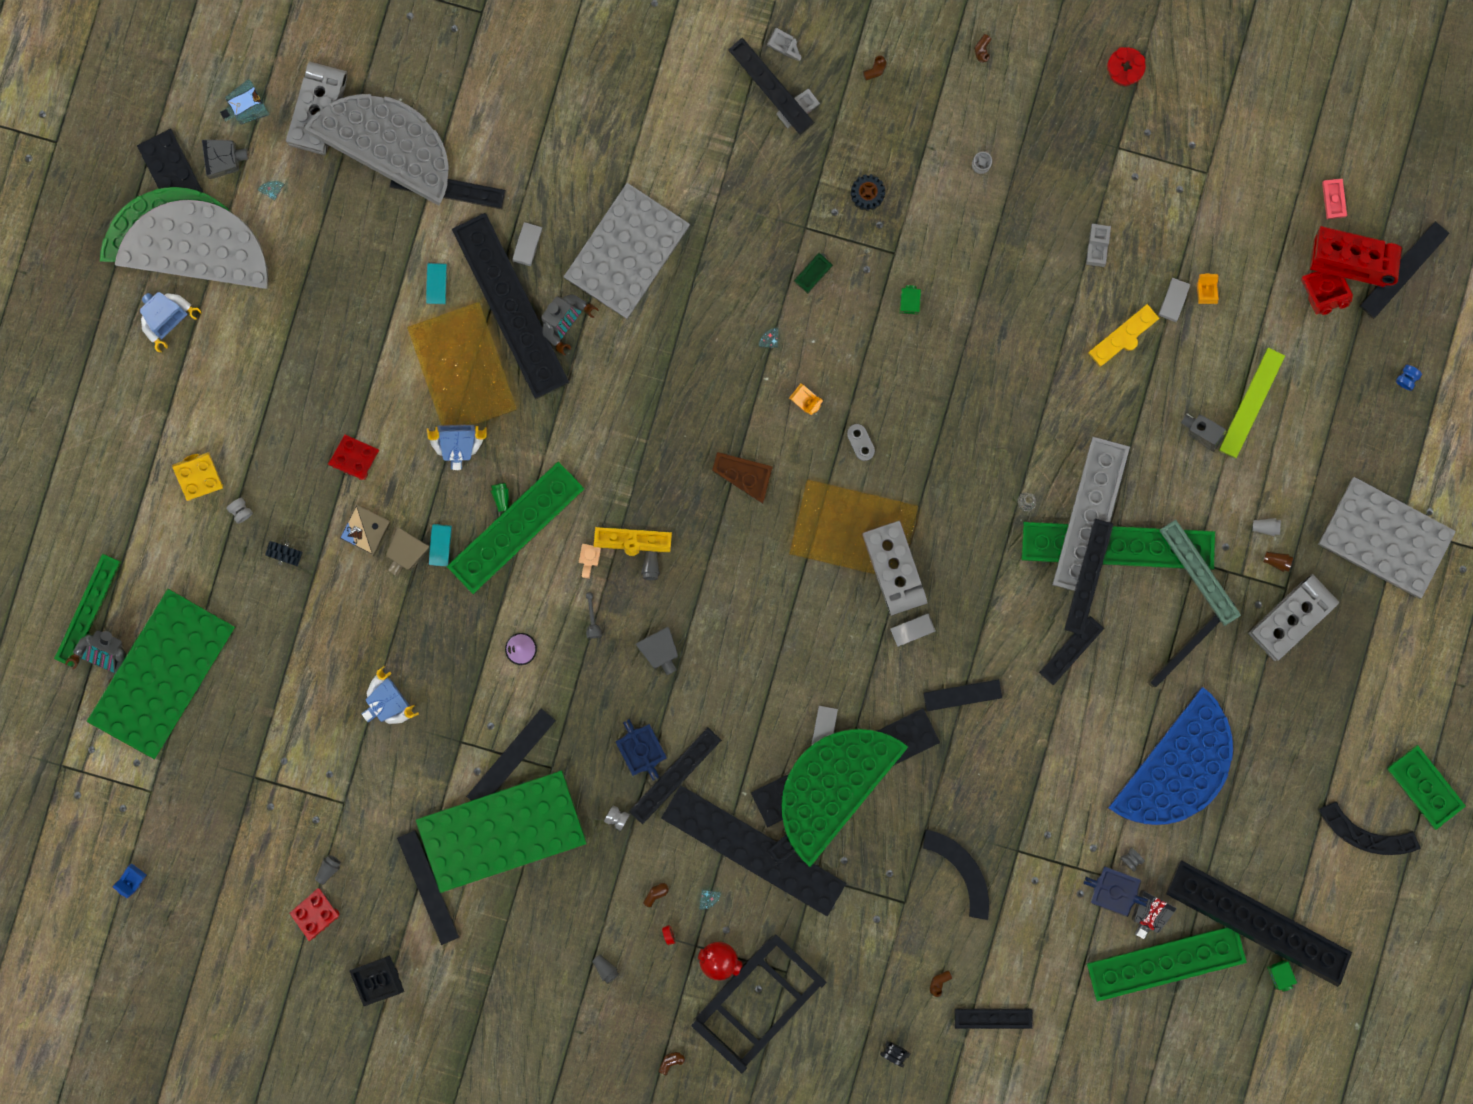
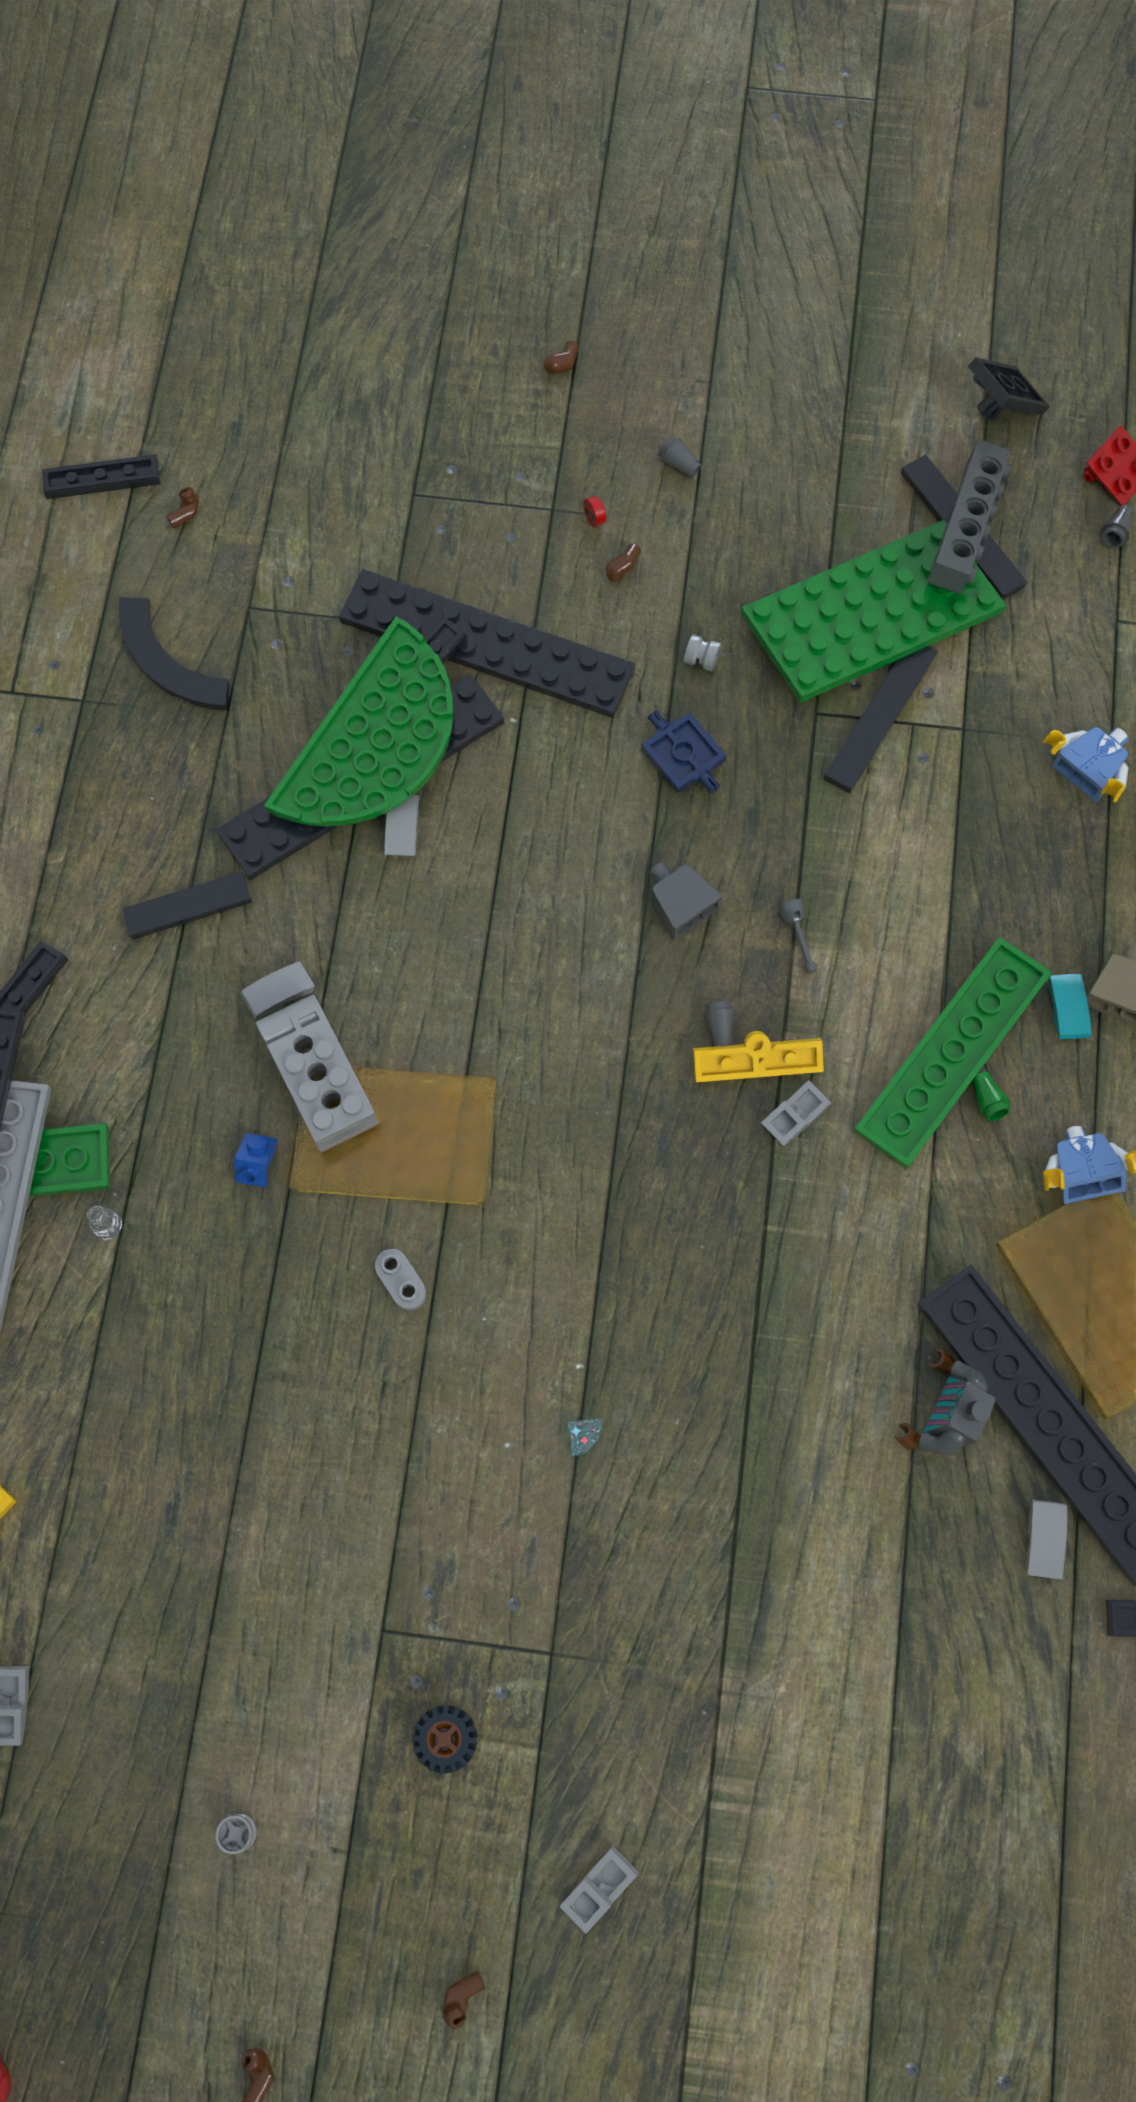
camera: 175 degrees right, 15 degrees down
(397, 926) = (969, 517): none -> dark grey brick
(521, 648) = (901, 872): lavender hat -> none
(589, 557) = (823, 1023): light nougat plate -> none
(616, 505) = (796, 1113): none -> light grey slope
(627, 251) = (865, 1558): light grey plate -> none
(675, 775) = (623, 728): black tile -> none
(708, 898) = (543, 570): clear light blue tile -> none
(719, 961) = (514, 485): red brick -> none
(729, 988) = (487, 380): black piece -> none
(744, 474) = (591, 1195): reddish brown wing -> none
(771, 86) = (658, 1927): black tile -> none
(784, 44) = (646, 2022): light grey slope -> none
(806, 400) = (504, 1334): light orange bracket -> none
(813, 273) = (524, 1569): dark green tile -> none
(895, 1053) = (238, 406): black wheel -> none
(910, 300) = (343, 1543): green brick -> none
(936, 526) = (254, 1159): none -> blue bracket

